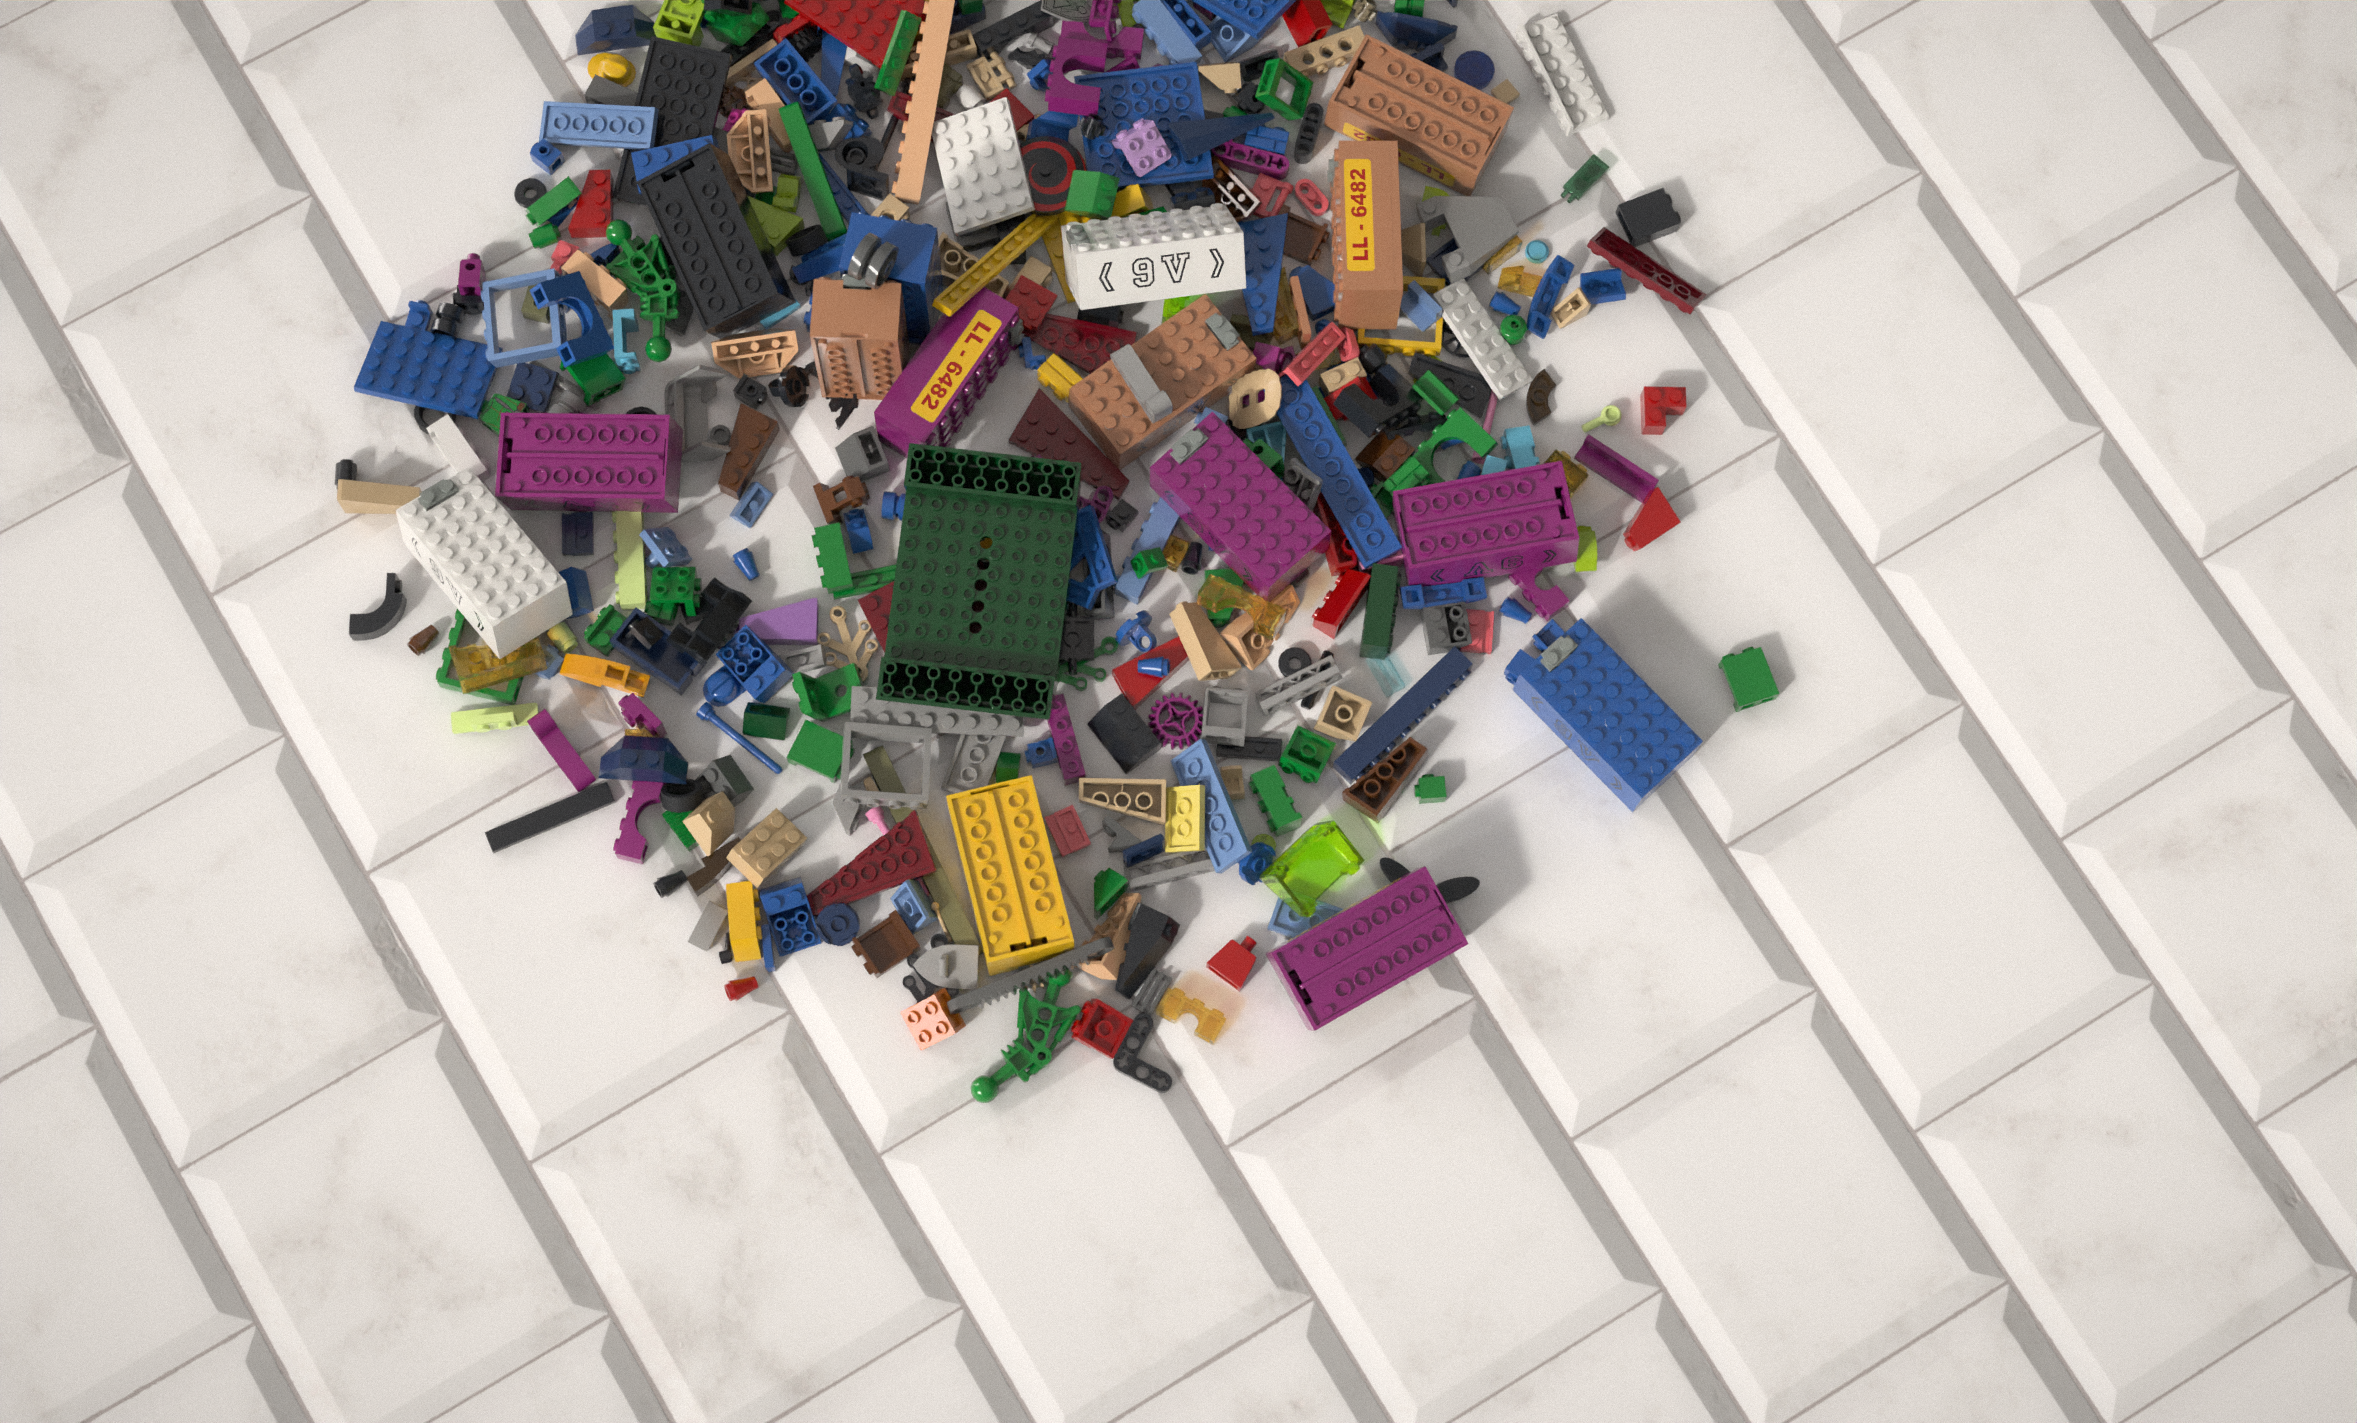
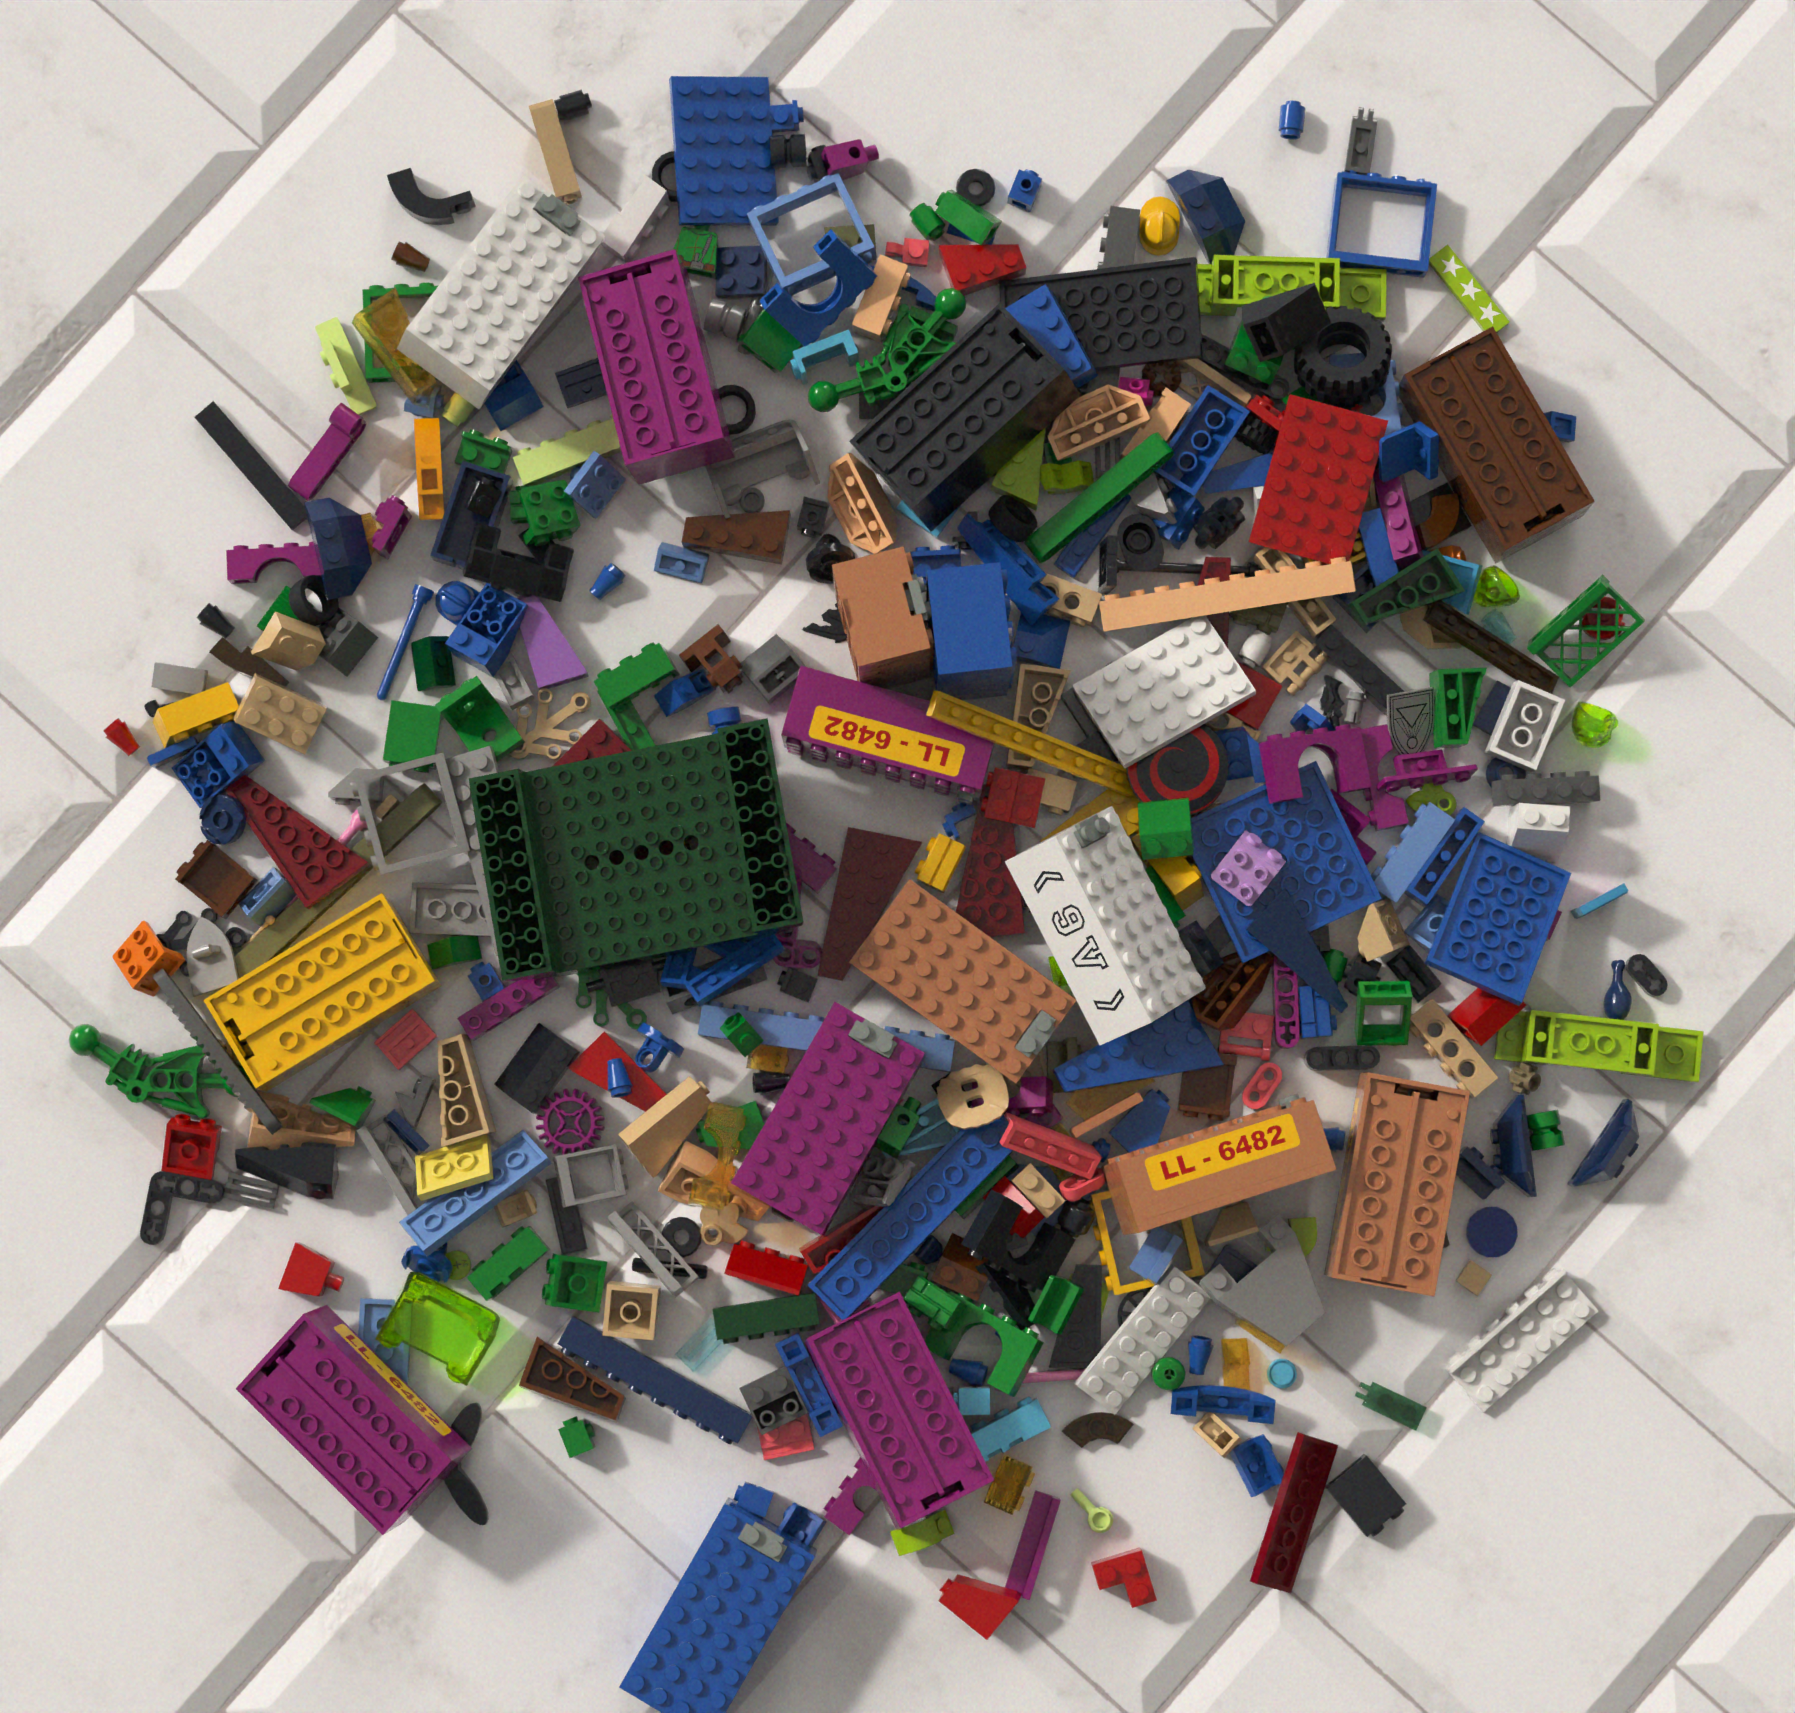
camera: 80 degrees right, 10 degrees up
(599, 125) = (1074, 235): medium blue plate -> none
(873, 261) = (936, 607): dark grey wheel -> none
(897, 53) = (1271, 546): green plate -> none
(1092, 126) = (1253, 802): black gear -> none
(1152, 400) = (934, 960): light grey beam -> none
(1176, 1003) = (243, 1222): clear yellow arch -> none
(1295, 626) = (725, 1224): none -> tan plate
(1513, 609) = (822, 1473): blue cone -> none

